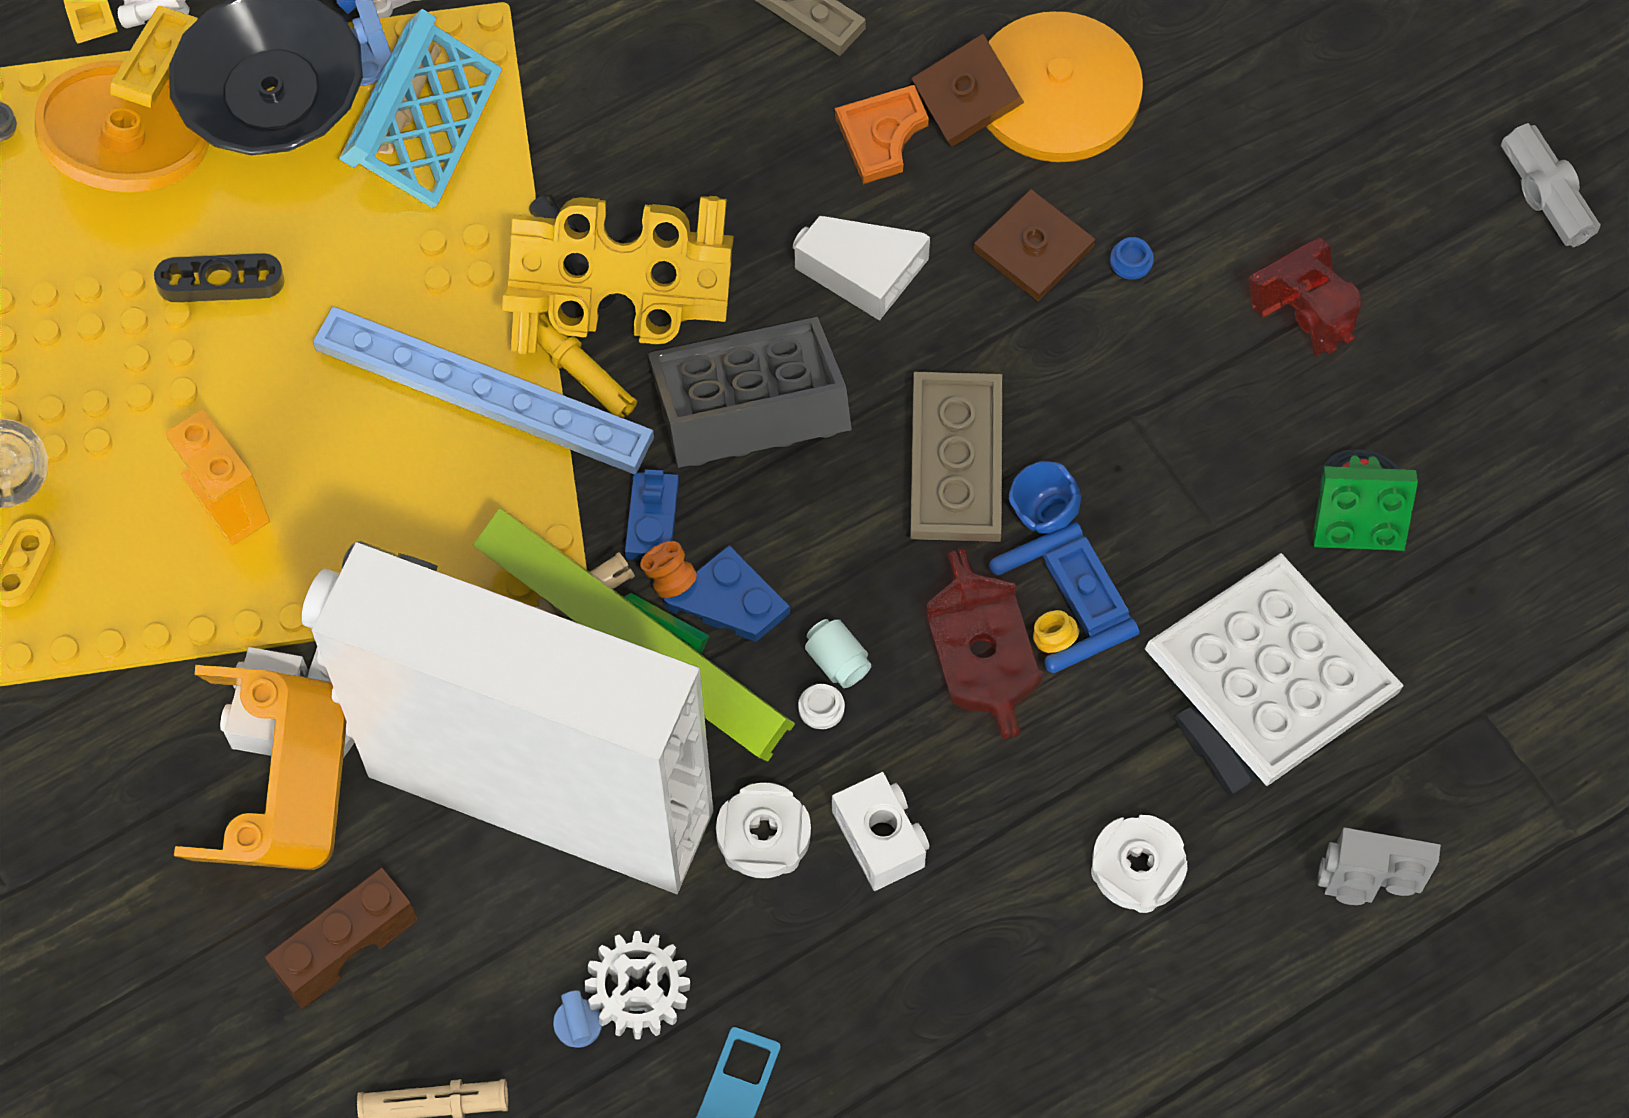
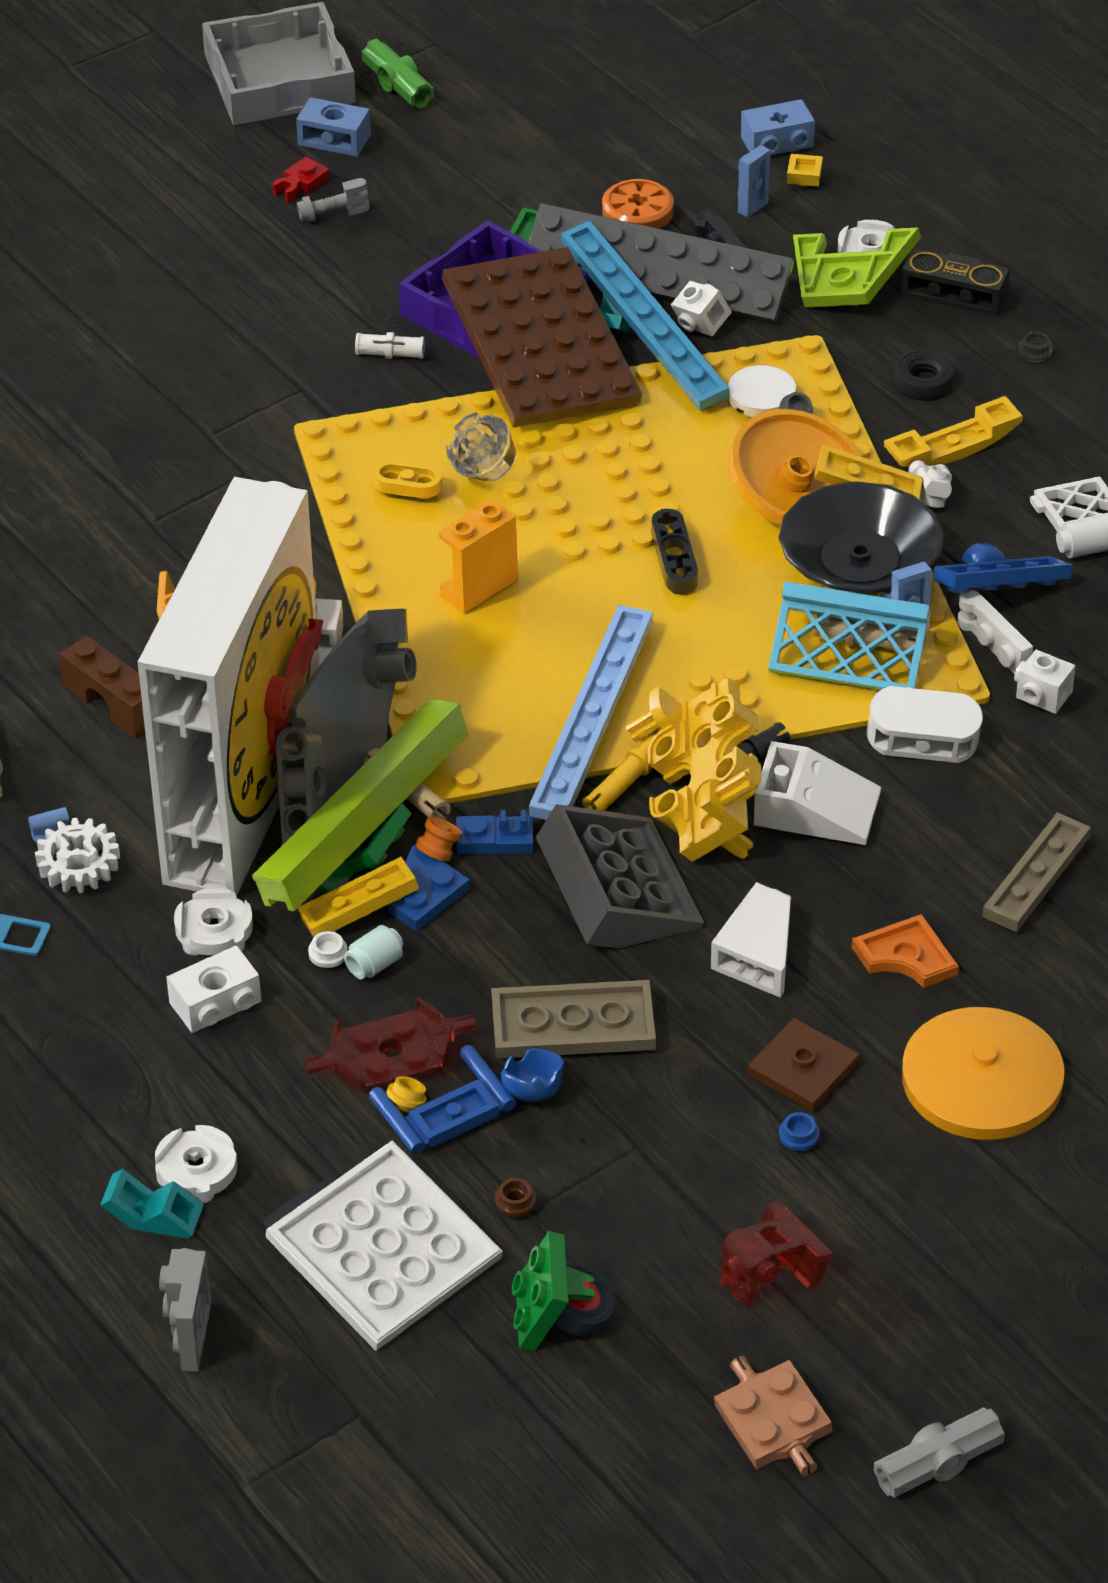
camera: 85 degrees right, 20 degrees down
(555, 63) = (924, 724): none -> white brick
(651, 169) = (814, 796): none -> white slope
(753, 651) = (358, 897): none -> yellow plate
(967, 90) = (955, 998): reddish brown plate -> none
(1202, 912) = (164, 1211): none -> teal slope
(1210, 525) = (515, 1197): none -> reddish brown plate
(1497, 324) = (773, 1415): none -> nougat plate

